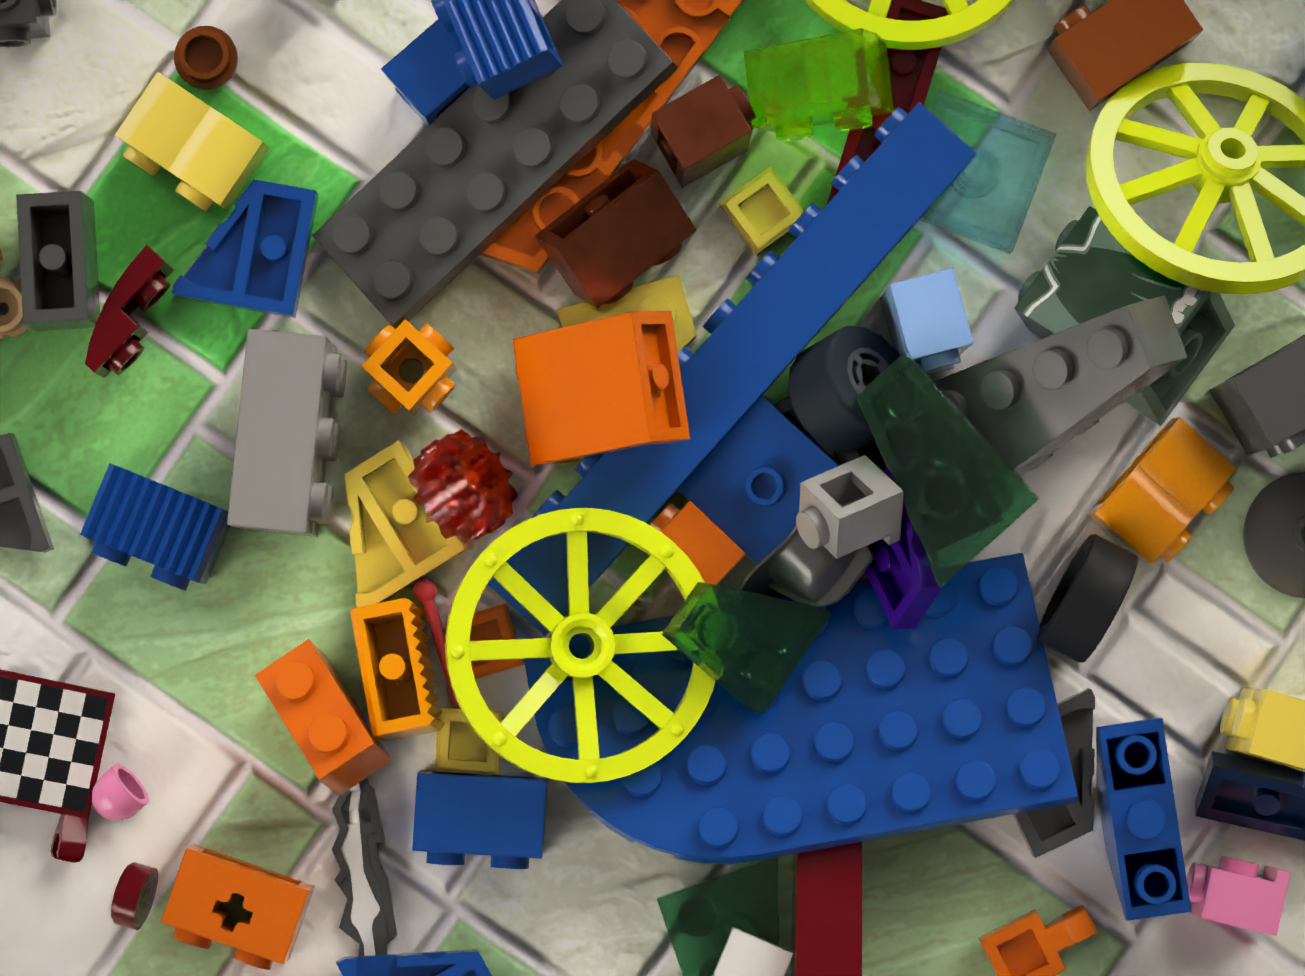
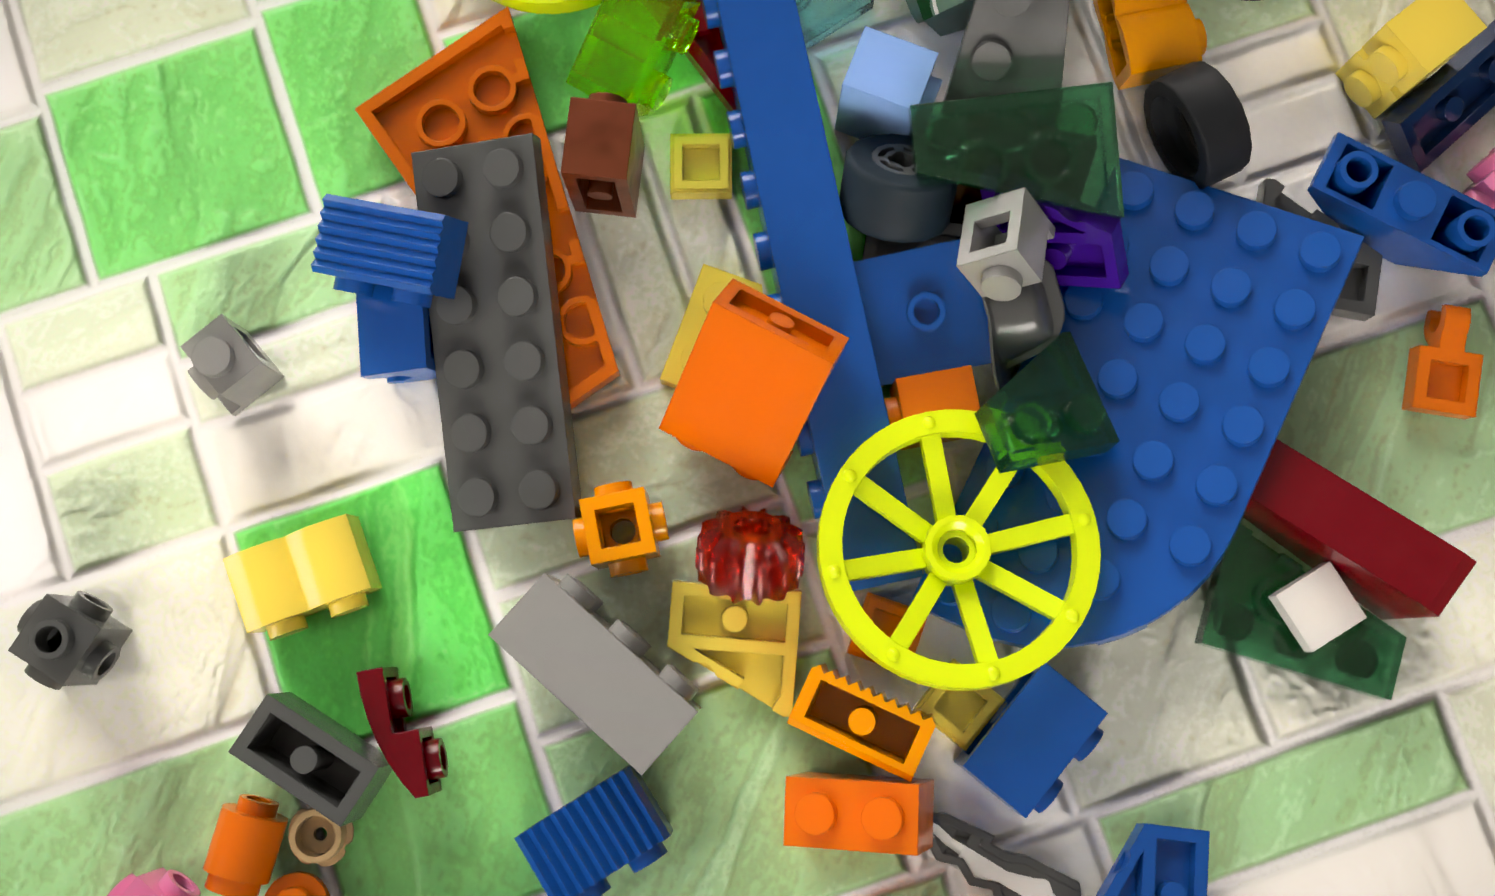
camera: 45 degrees left, 5 degrees down
(206, 57) = (245, 514): dark orange plate -> none
(257, 253) = (432, 588): blue wing -> none
(425, 592) = (811, 651): coral hinge -> none
(616, 234) = (635, 284): copper brick -> none

